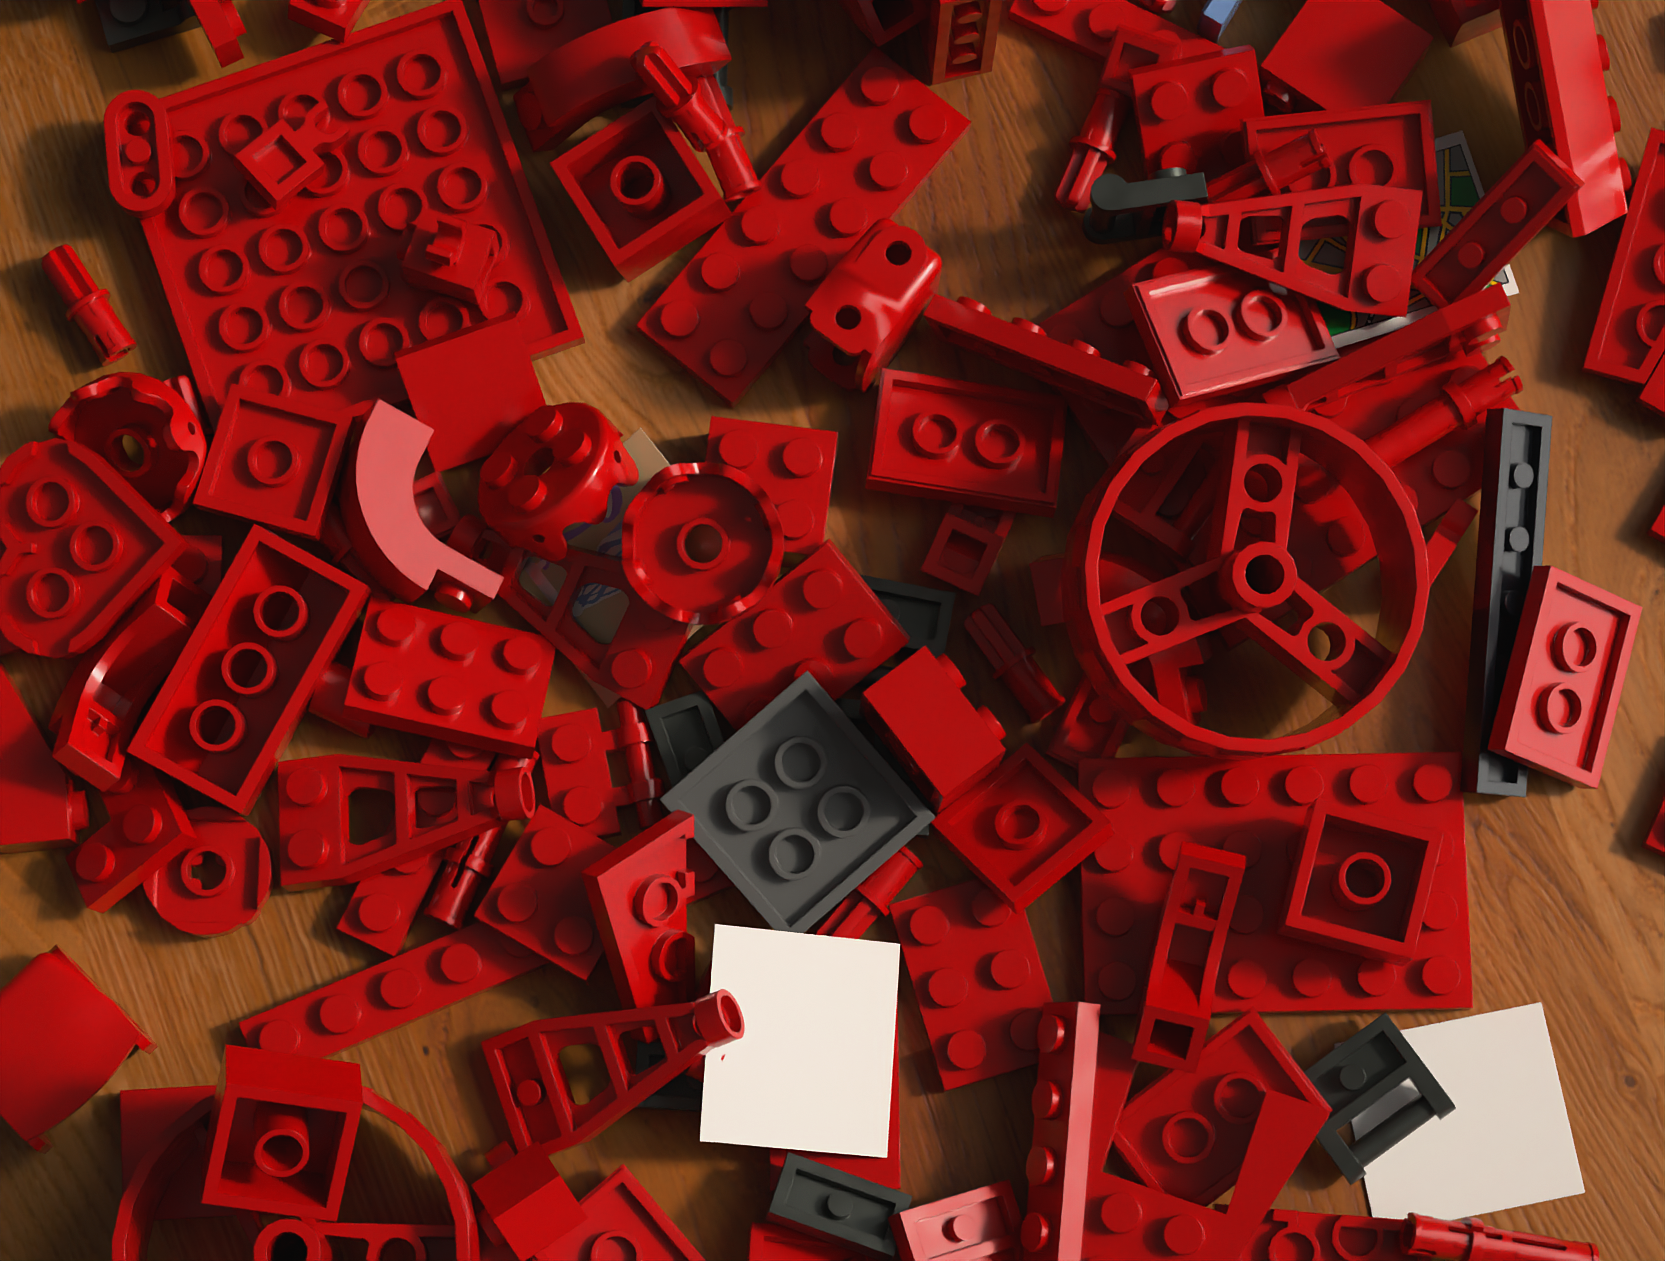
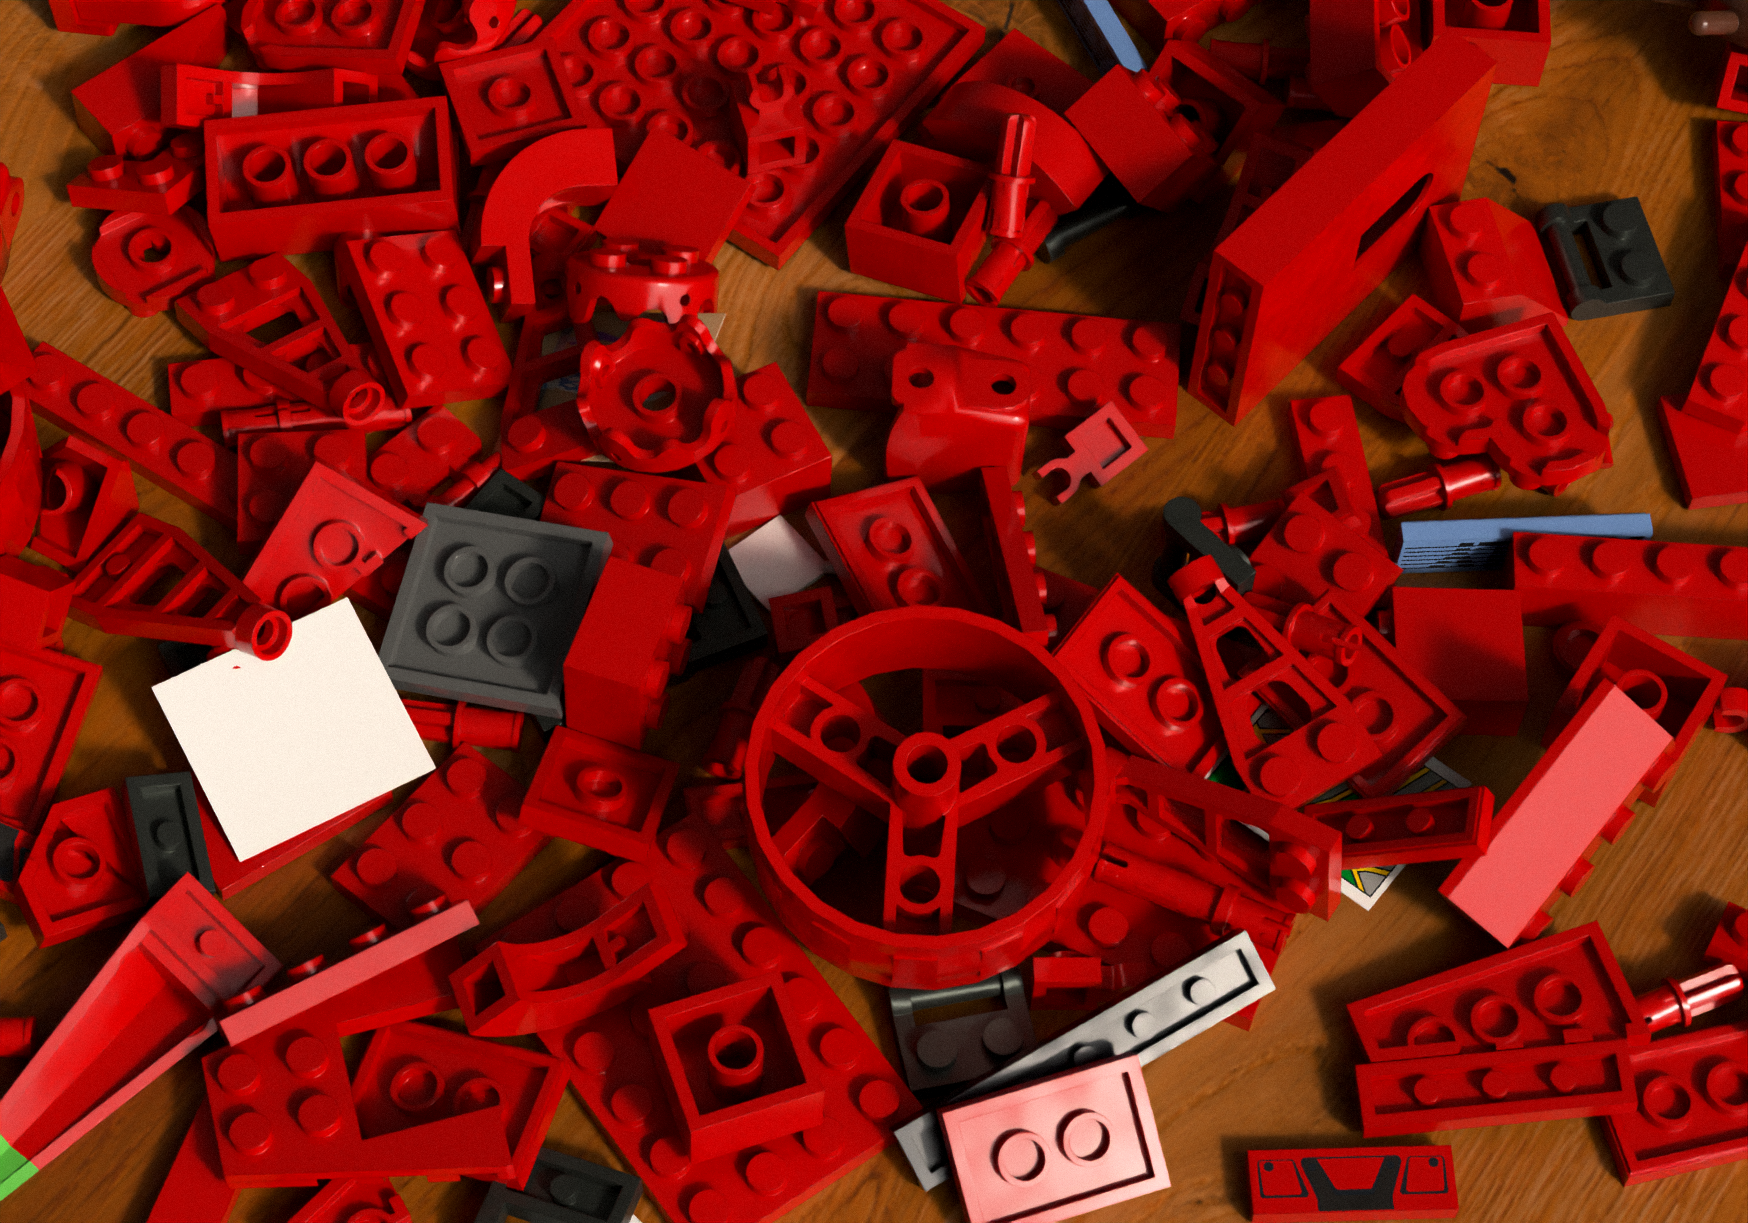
camera: 55 degrees right, 20 degrees down
(439, 1089) = (84, 501): none -> red slope
(877, 535) = (777, 562): none -> white piece
(954, 202) = (1096, 449): none -> red plate
(1427, 690) = (955, 1051): none -> pearl dark grey plate

